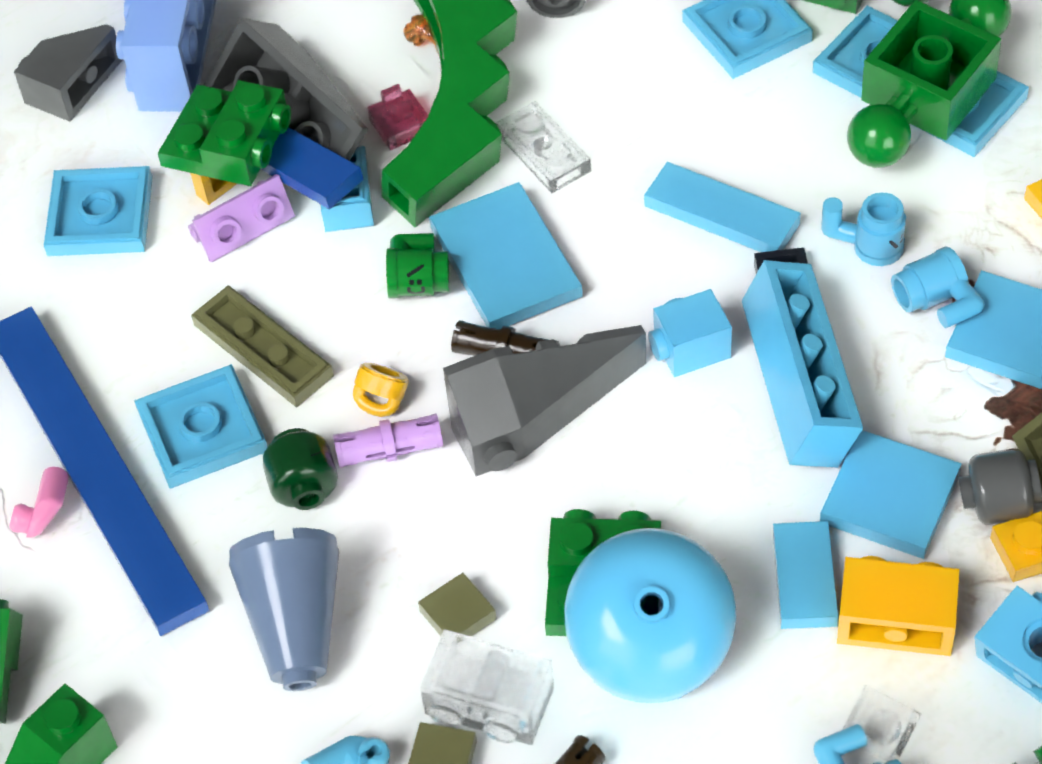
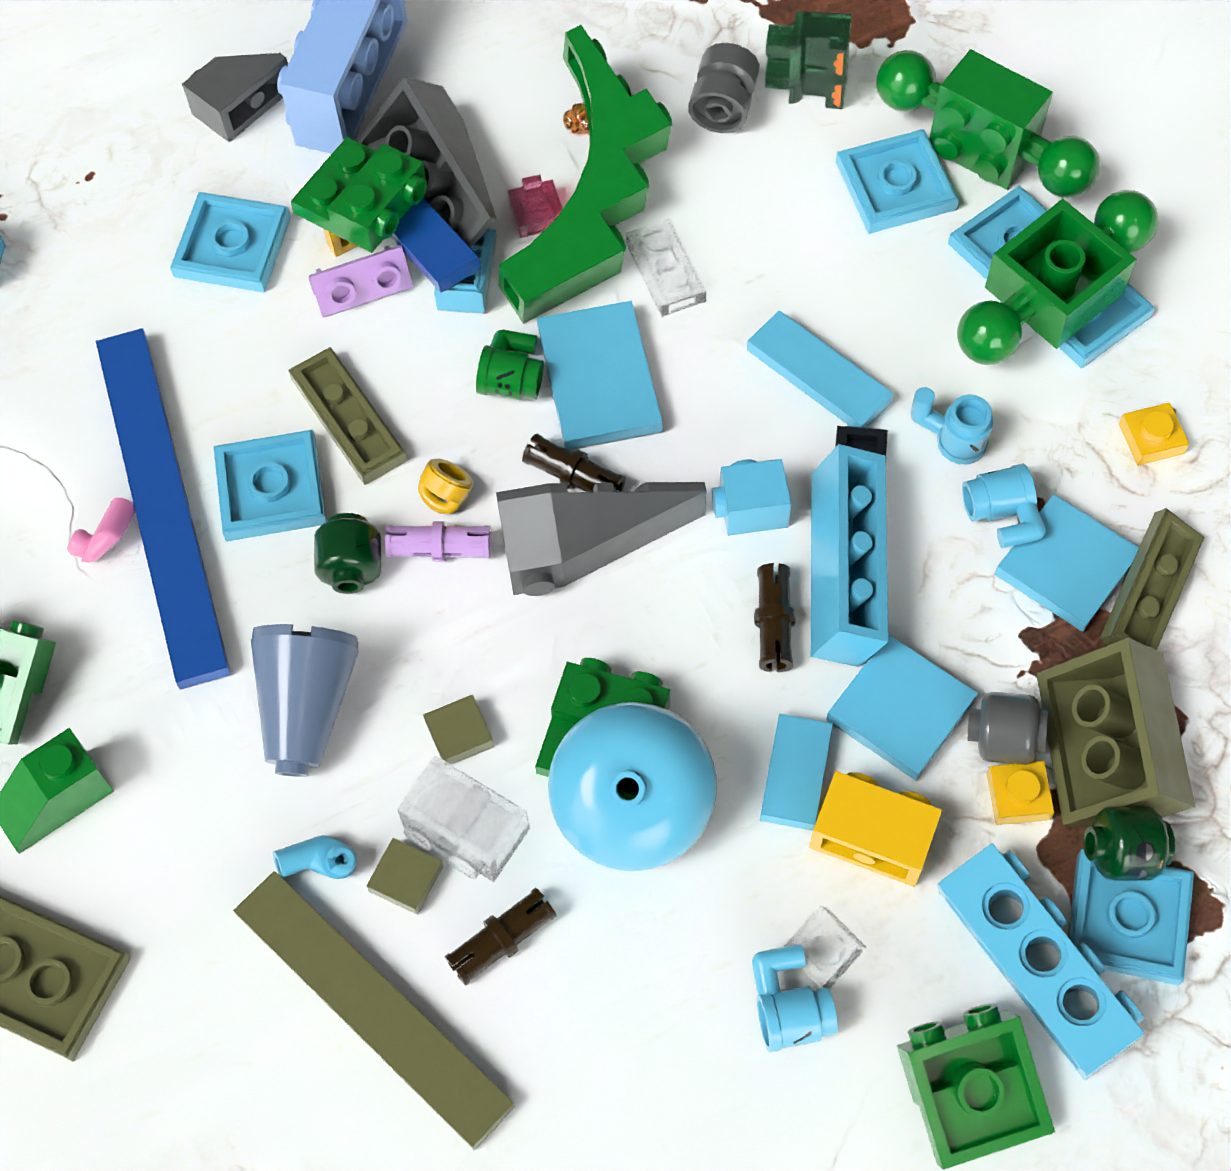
camera: 10 degrees right, 10 degrees up
(743, 439) = (775, 617): none -> dark brown pin

